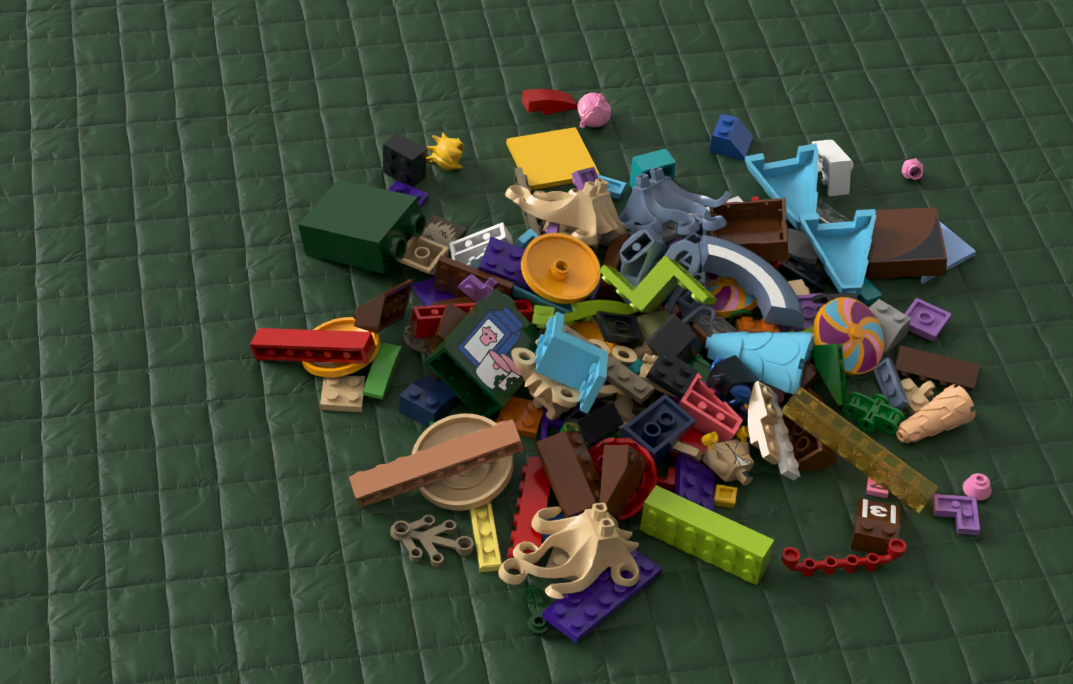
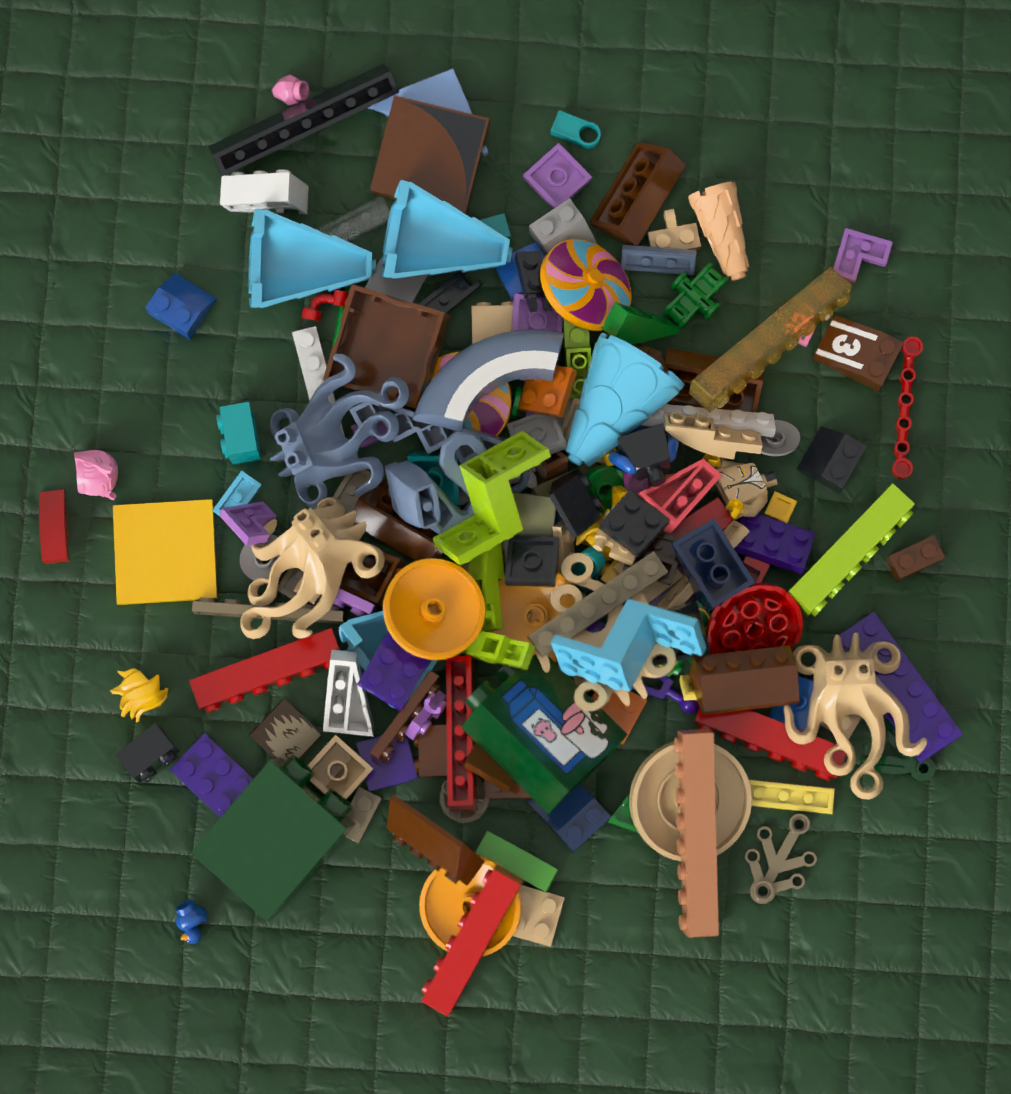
camera: 70 degrees left, 35 degrees up
(292, 202) = (188, 917): none -> blue animal
(385, 282) = (363, 810): none -> dark tan plate
(476, 206) = (264, 670): none -> red brick
(620, 476) = (768, 627): reddish brown slope -> none
(718, 586) = (915, 558): none -> reddish brown brick
(779, 481) = (784, 441): none -> light grey dish
(779, 523) = (831, 458): none -> black slope
(894, 174) = (303, 119): none -> black brick
(966, 323) = (569, 127): none -> teal piece
(977, 486) = (826, 219): bright pink cone -> none

